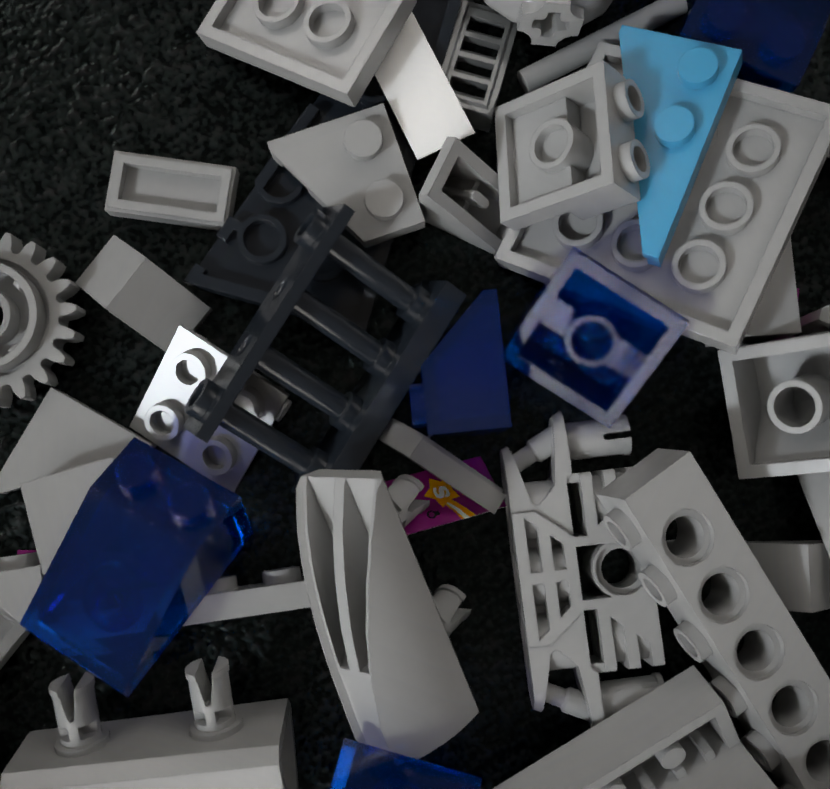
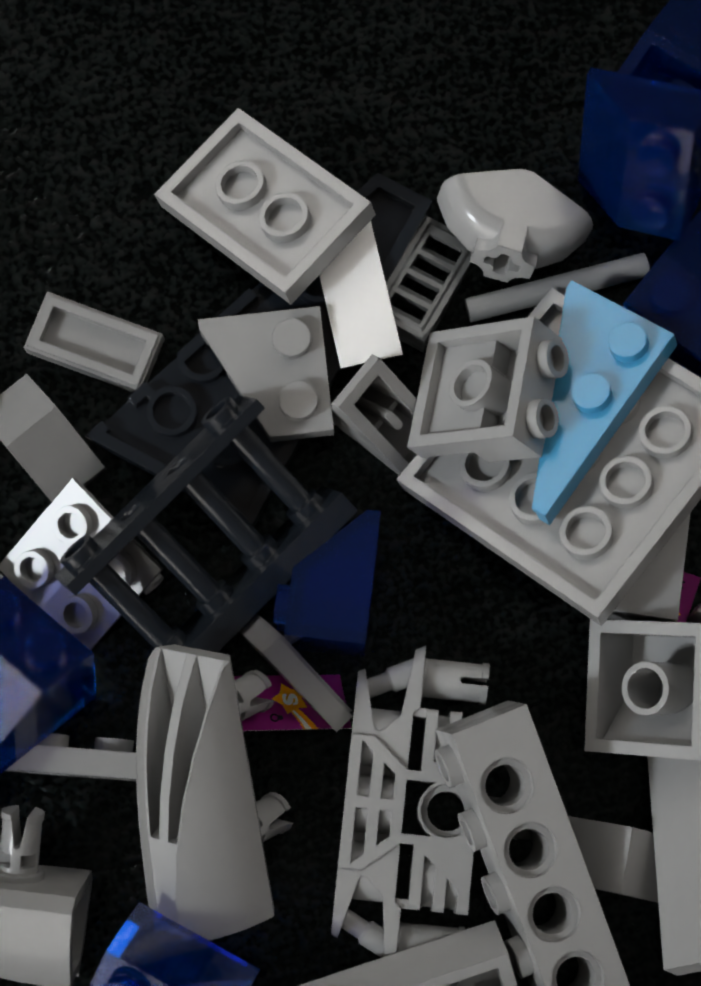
camera: 15 degrees right, 5 degrees down
(592, 337) = (465, 579): clear blue slope -> none

